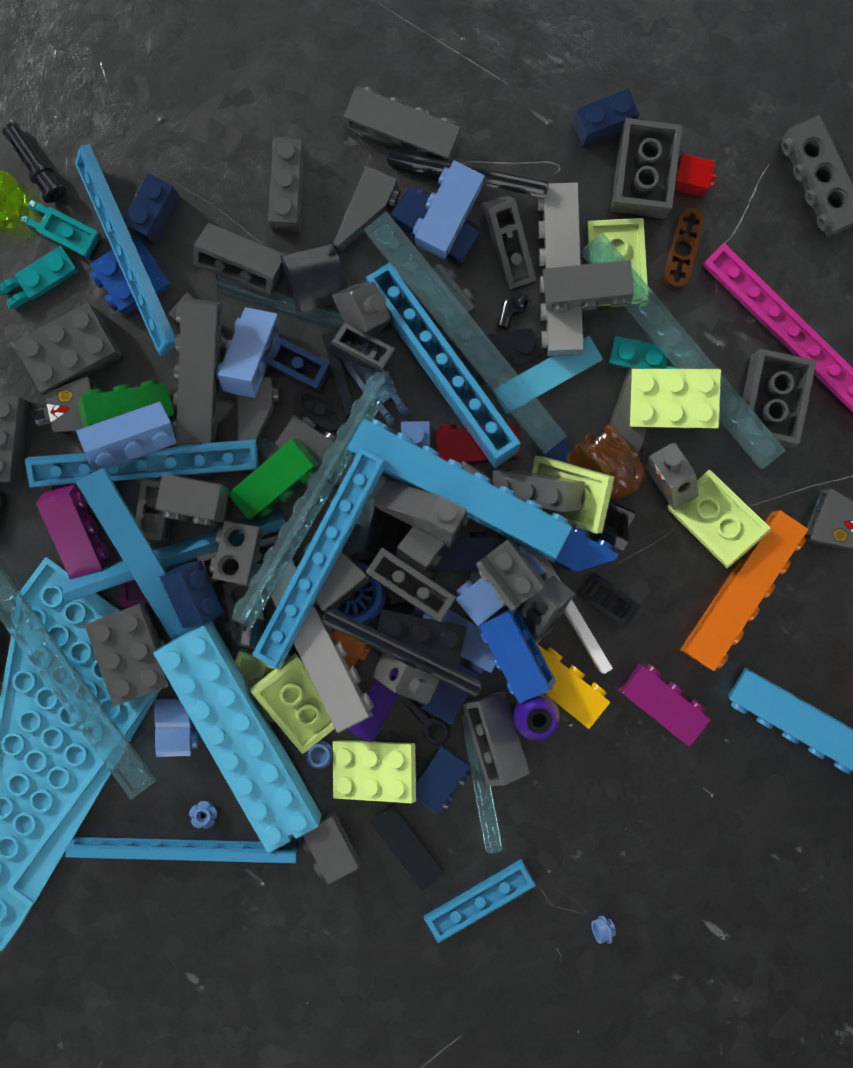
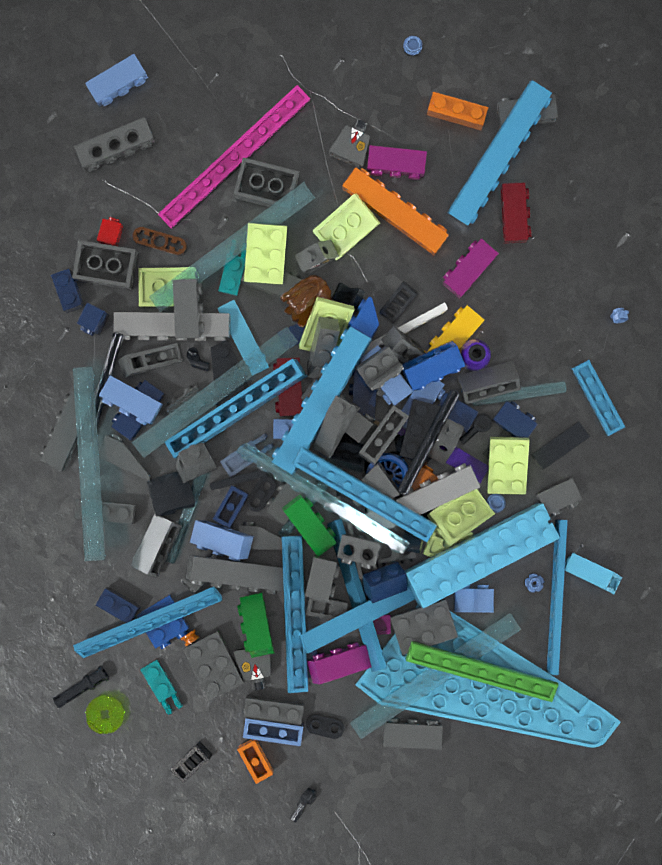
camera: 85 degrees left, 0 degrees up
(63, 230) = (129, 667): teal hinge -> none
(64, 742) = (481, 671): none -> bright green tile
(108, 315) = (190, 637): none -> orange bush
(126, 437) = (277, 622): medium blue brick -> none
(219, 902) = (593, 573): none -> medium azure slope
(352, 153) = (89, 464): none -> clear light blue plate
(355, 336) = (214, 465): black slope -> none
(564, 152) = (92, 320): none -> dark blue brick
(750, 768) = (515, 213): none -> dark red brick
(817, 589) = (396, 162): none -> magenta brick

